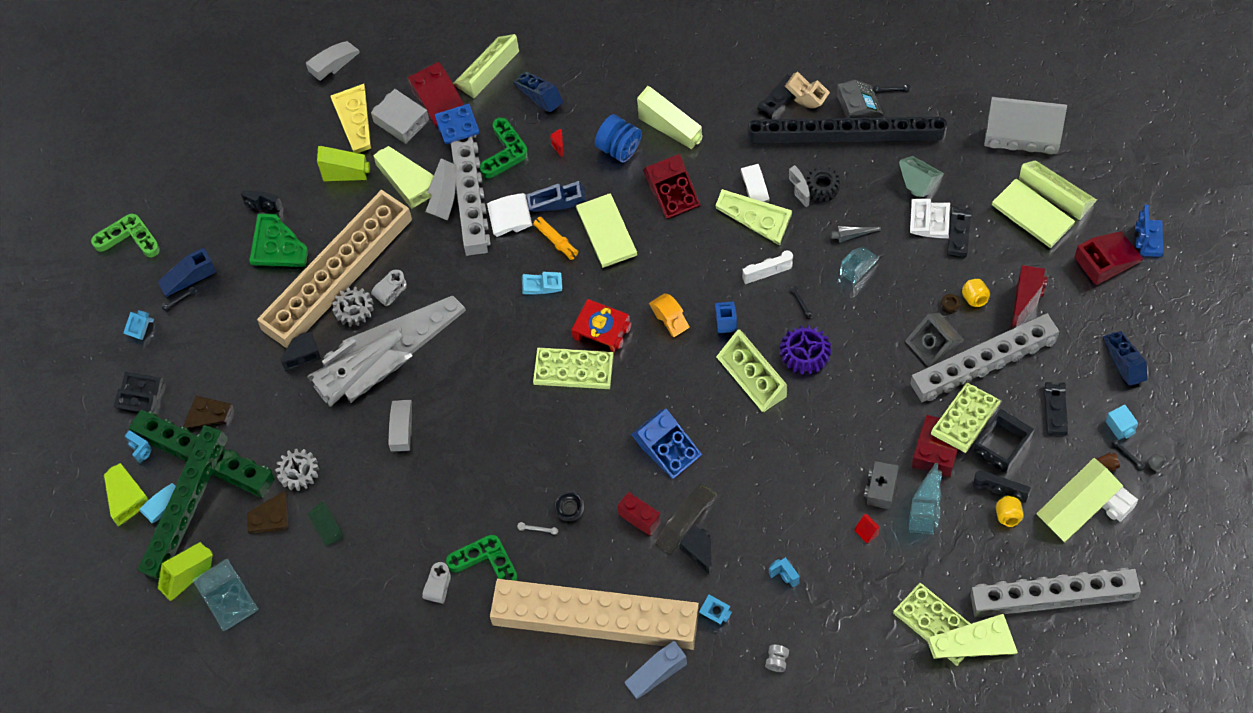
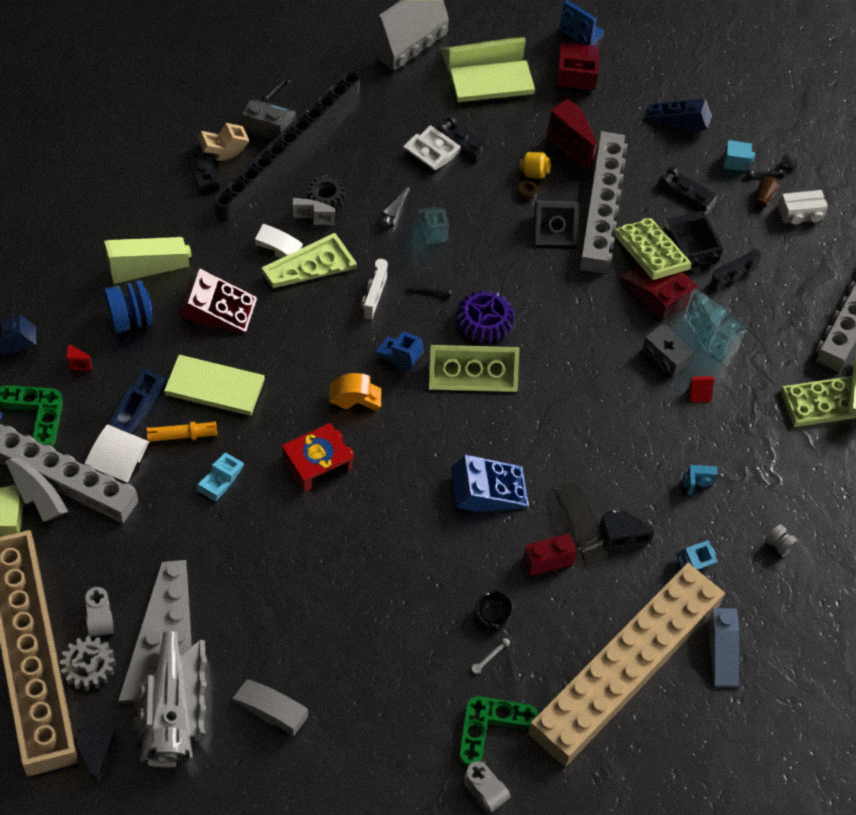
camera: 65 degrees left, 5 degrees down
(573, 368) = (339, 511): yellowish green tile -> none
(919, 176) = (387, 126): sand green slope -> none
(1009, 511) = (762, 280): yellow head -> none
(1079, 499) = (790, 225): yellowish green slope -> none

